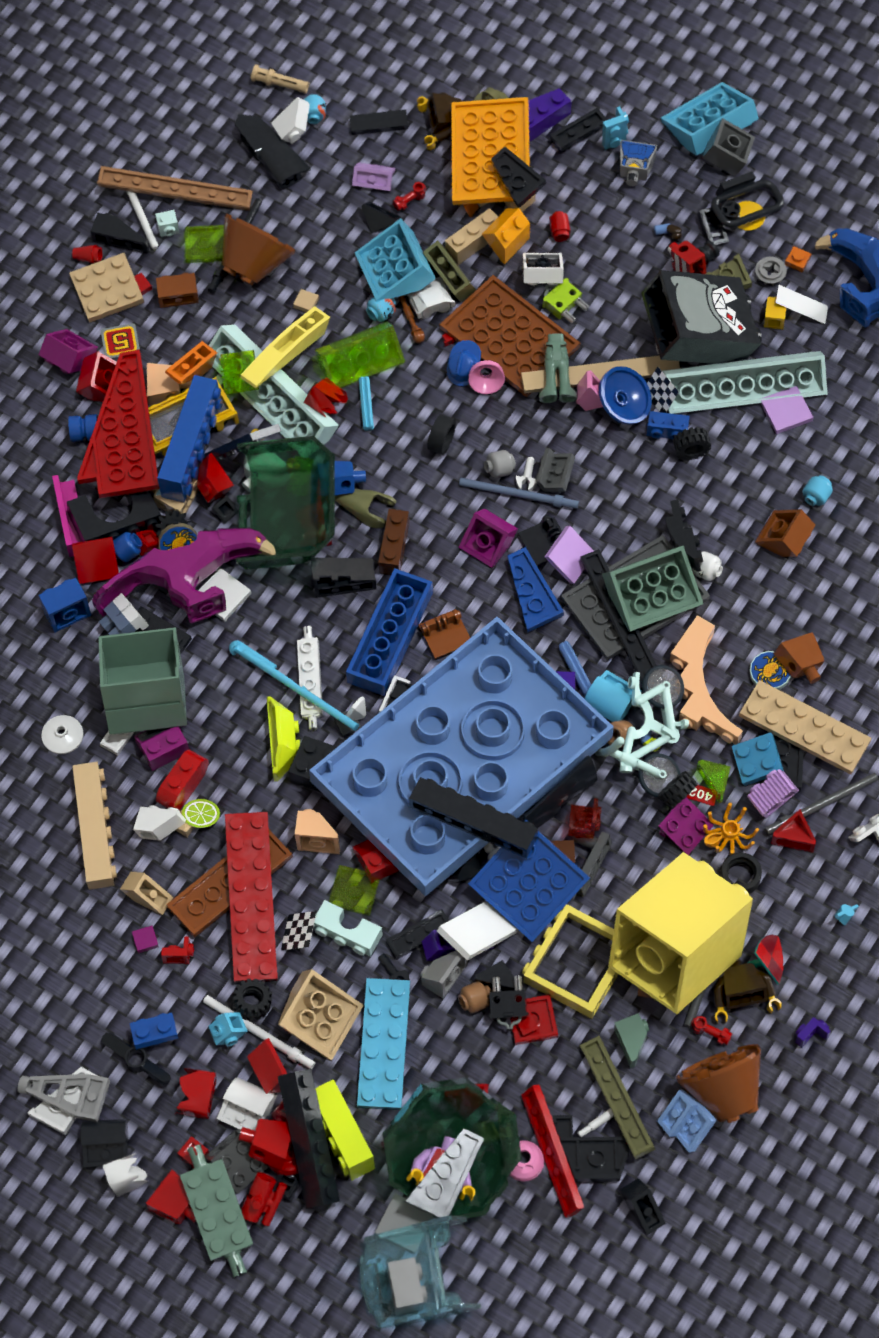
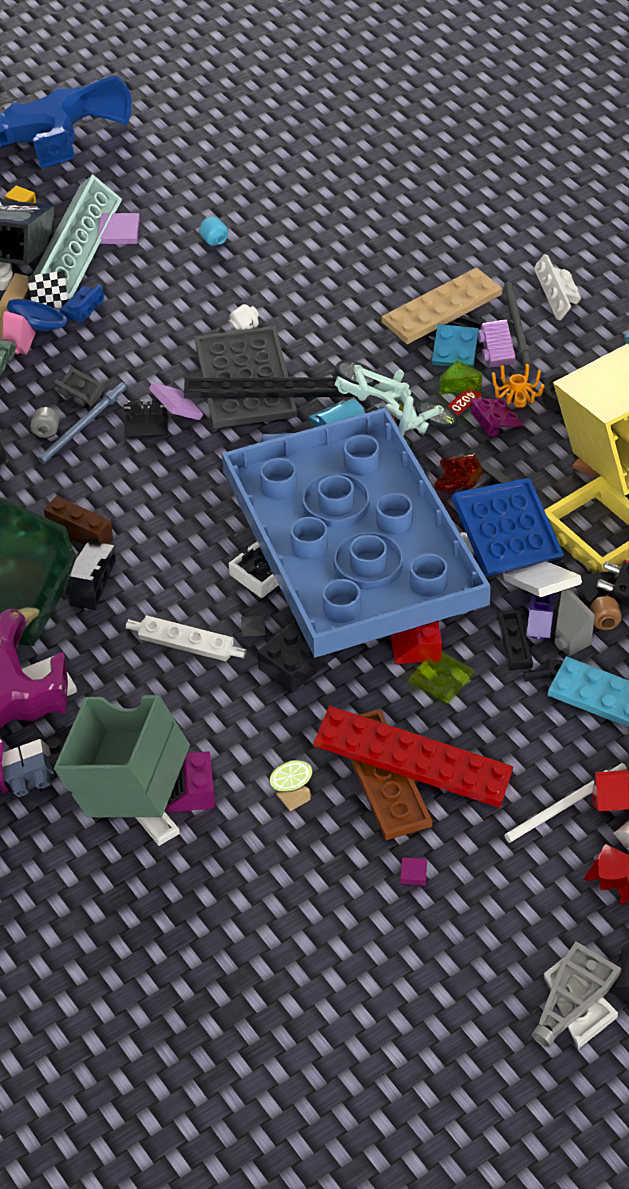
camera: 70 degrees left, 15 degrees down
(64, 742) = (125, 885): white dish -> none
(93, 825) = (256, 874): tan brick -> none
(127, 1051) = (543, 925): black piece -> none
(146, 892) = (360, 850): tan slope -> none
(153, 1030) = (532, 887): blue bracket -> none
(157, 823) = (285, 812): white slope -> none
(178, 955) = (447, 841): red bracket -> none
(182, 780) = (249, 774): red brick -> none
(227, 1028) = (556, 813): medium azure brick -> none
(252, 988) = (530, 802): black tyre -> none
(255, 658) = (156, 664): medium azure bar -> none
(282, 737) = (240, 677): neon yellow wedge -> none
(298, 930) = (469, 729): sticker -> none
(315, 833) = (370, 677): light nougat slope -> none
(319, 1013) = (566, 739): tan slope -> none
(357, 710) = (246, 607): white slope -> none
(362, 938) = (473, 702): light aqua arch -> none
(389, 632) = (177, 555): blue brick -> none
(444, 633) = (199, 519): dark orange hinge -> none
(473, 817) = (436, 524): black brick -> none
(487, 537) = (118, 455): magenta slope -> none
(527, 476) = (71, 413): white bar -> none
(534, 595) = (193, 442): blue wing -> none
(653, 588) = (249, 350): sand green slope -> none
(677, 789) = (462, 400): black tyre -> none
(684, 536) = (213, 320): black slope -> none
(692, 443) = (116, 287): black tyre -> none
(700, 707) = (324, 355): light nougat arch -> none
(769, 670) = (369, 315): tile -> none
(786, 532) = (241, 261): dark orange slope -> none
(795, 834) = (543, 342): red slope -> none
(801, 304) = (25, 182): white sticker -> none
(801, 657) = (373, 287): dark orange torso -> none

